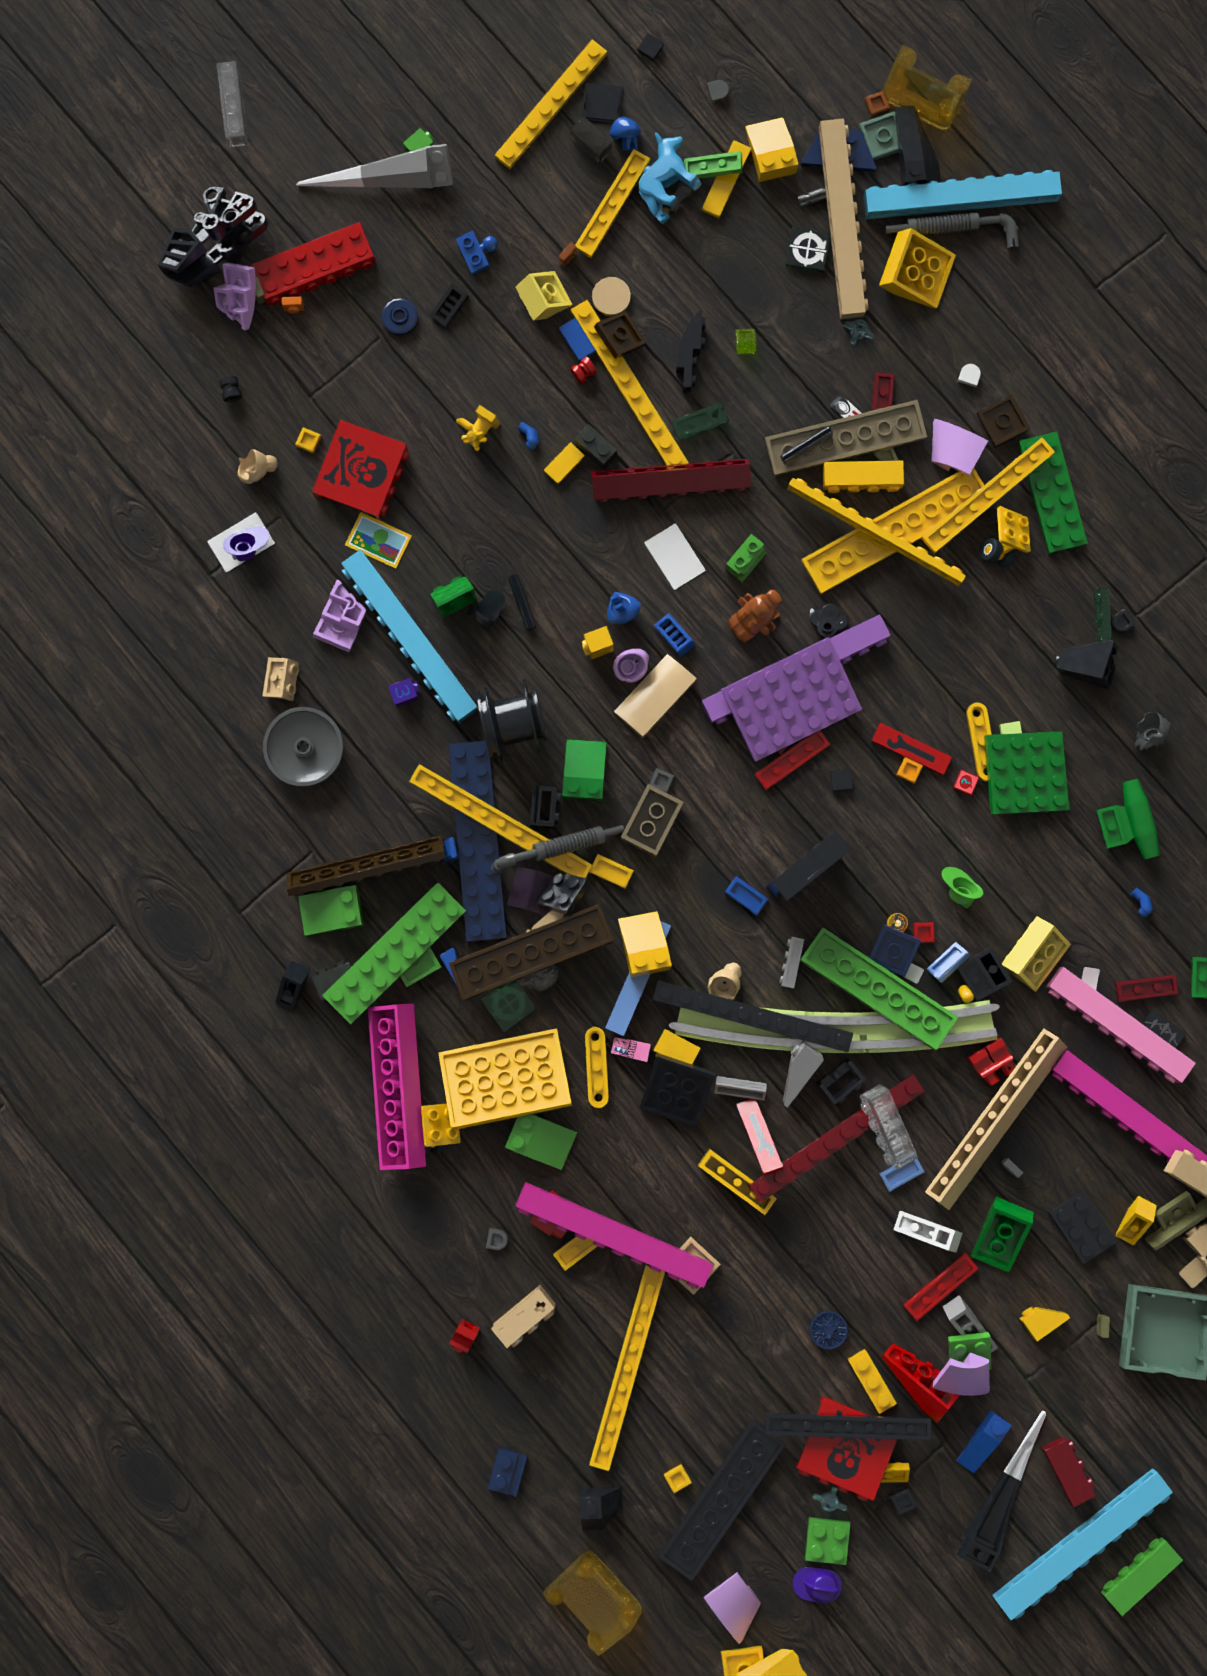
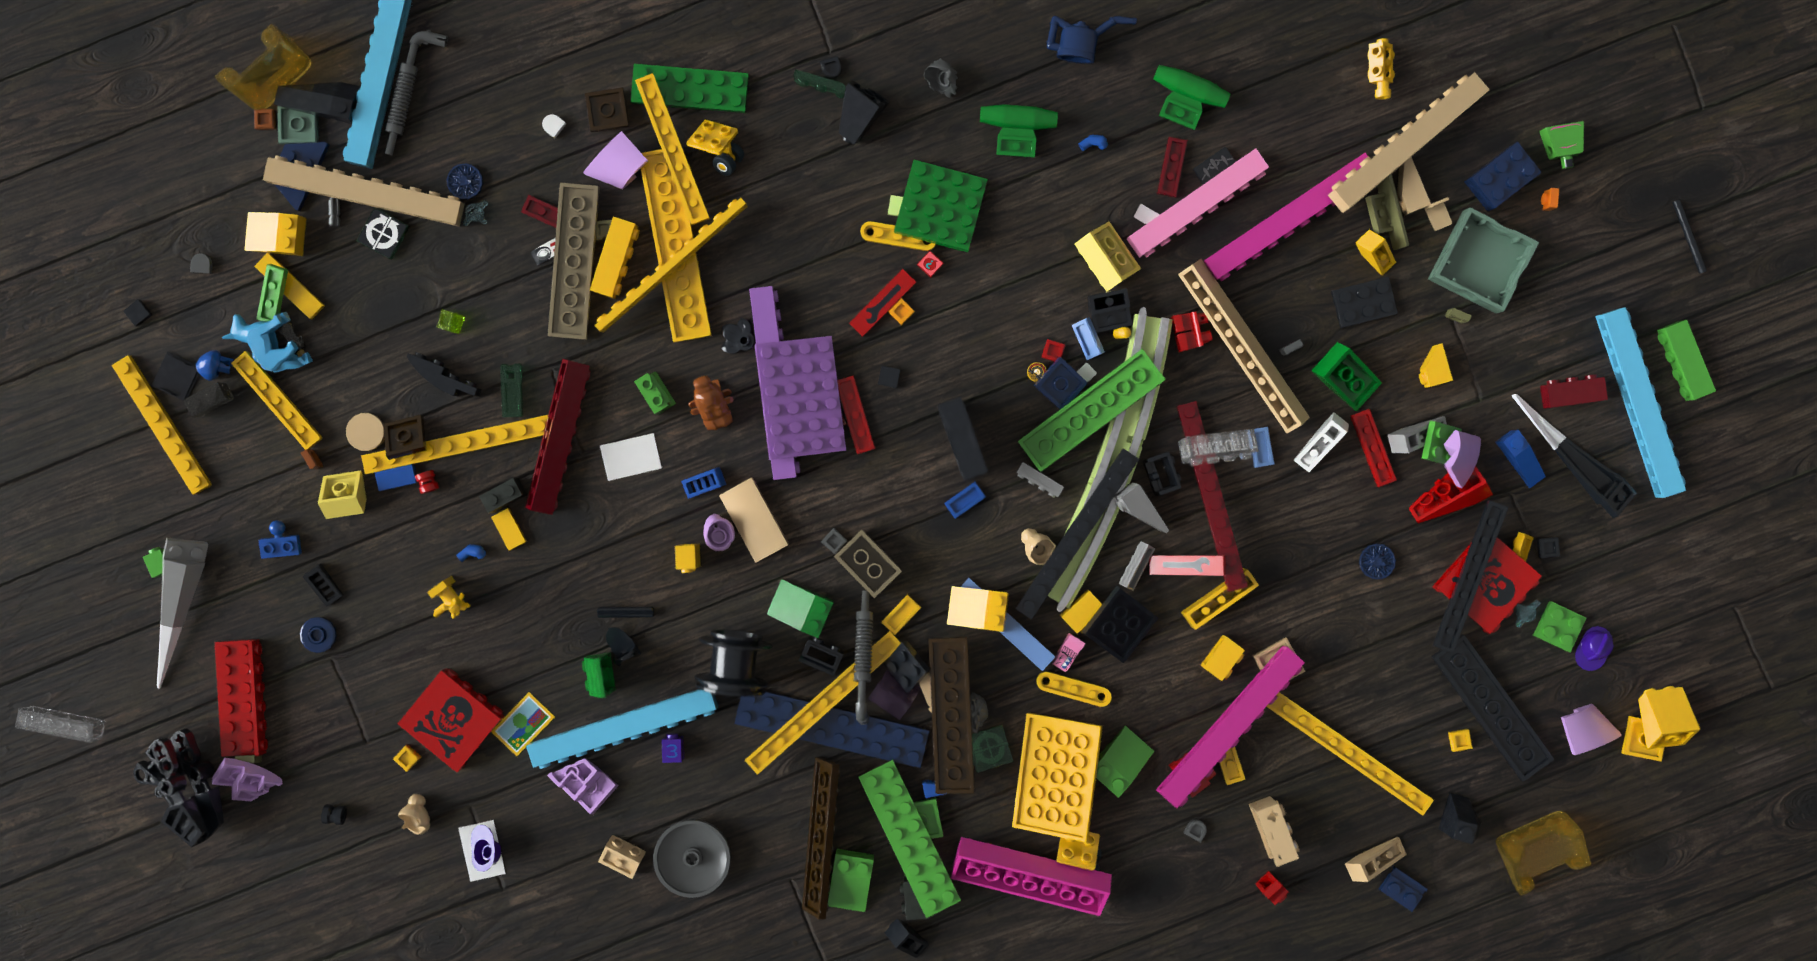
camera: 70 degrees left, 5 degrees up
(292, 304) = (273, 730): orange plate -> none
(451, 850) = (832, 754): blue slope -> none
(527, 1432) = (1375, 860): none -> tan slope
(622, 609) = (663, 523): blue piece -> none
(678, 1206) = (1222, 658): none -> yellow brick
(806, 445) = (568, 300): black axle -> none
(872, 1381) = (1435, 538): yellow plate -> none
(885, 309) = (464, 181): none -> dark blue wheel
(917, 268) = (435, 138): yellow slope -> none
(962, 887) = (1025, 302): bright green piece -> none

